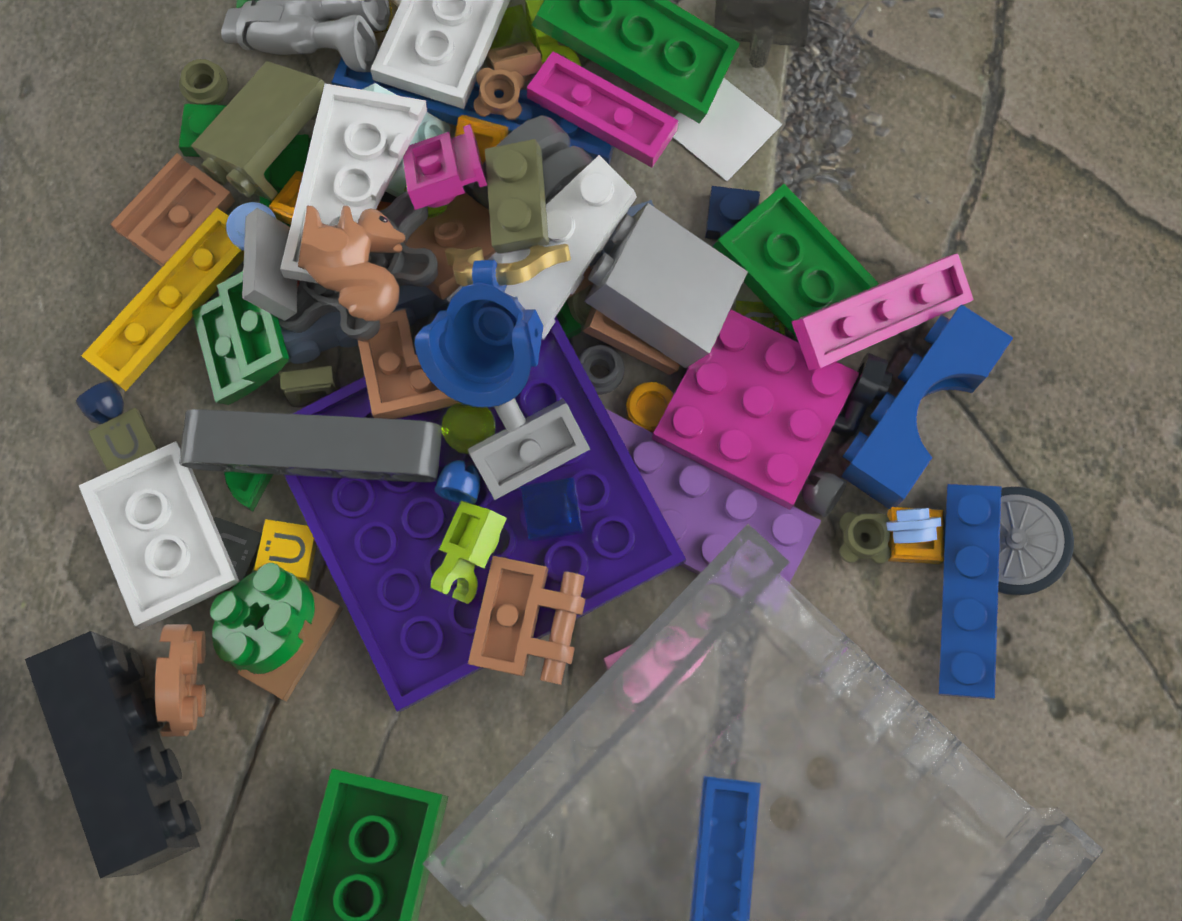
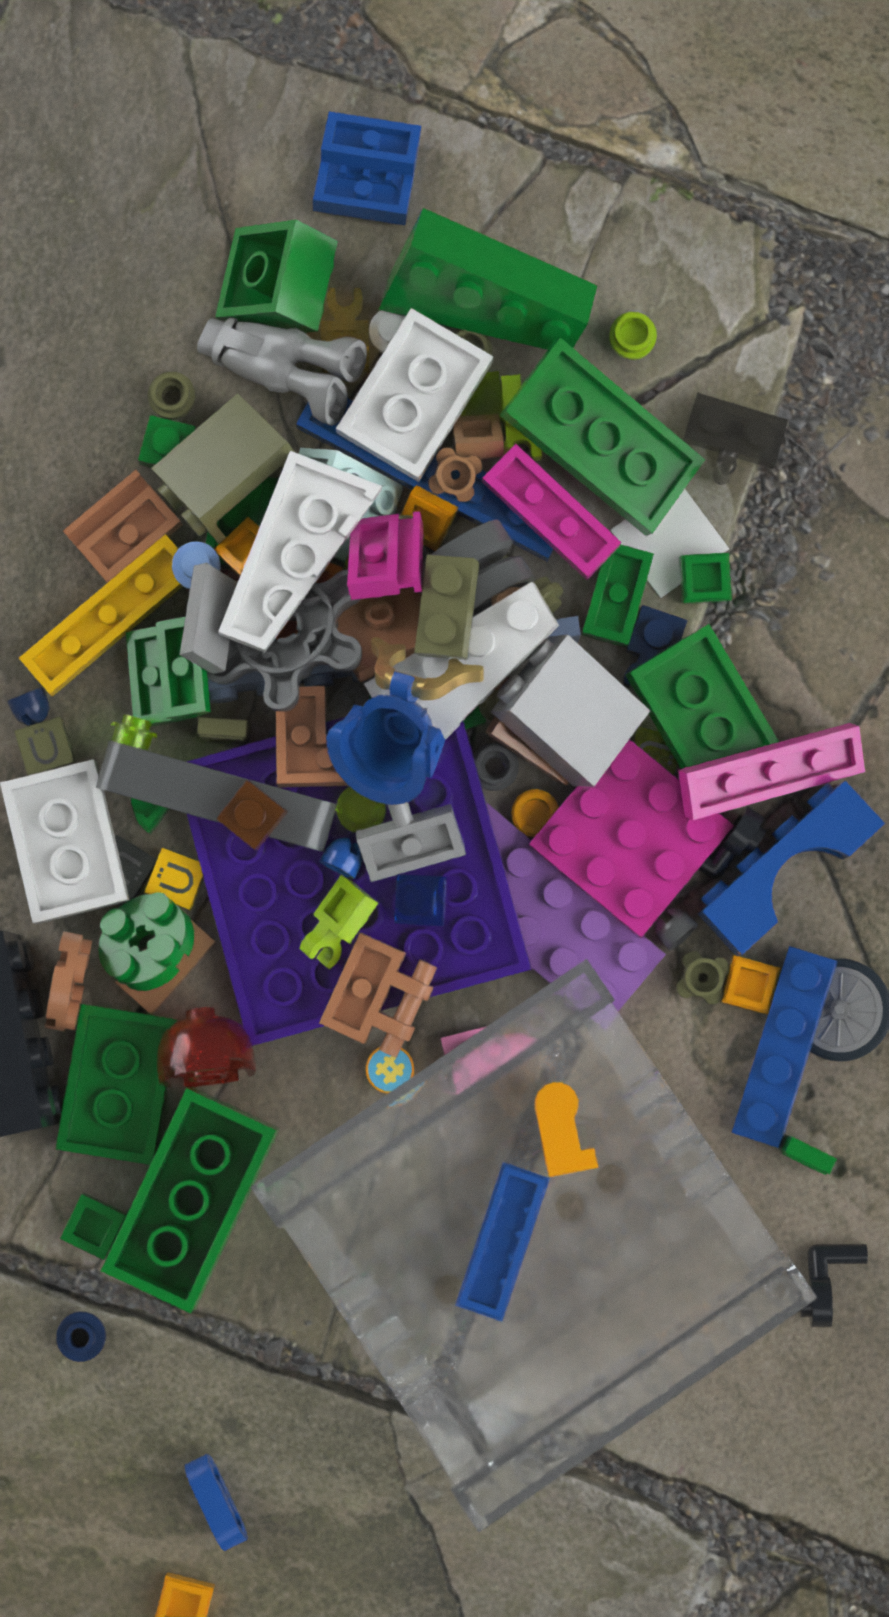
camera: 15 degrees right, 10 degrees up
(213, 398) = (133, 732): none -> clear neon green plate
(256, 785) = (113, 1086): none -> green plate
(340, 256) = (273, 641): nougat animal -> none
(347, 725) = (204, 1050): none -> clear red cylinder
(350, 450) = (252, 815): none -> reddish brown plate
(552, 701) = (389, 1072): none -> tile
(686, 180) = (618, 596): none -> green plate
(760, 737) = (555, 1113): none -> light orange leg
(766, 152) = (705, 578): none -> green tile
(914, 526) = (745, 980): light blue plate -> none
(1027, 699) = (807, 1155): none -> green tile
(1085, 804) = (819, 1256): none -> black plate

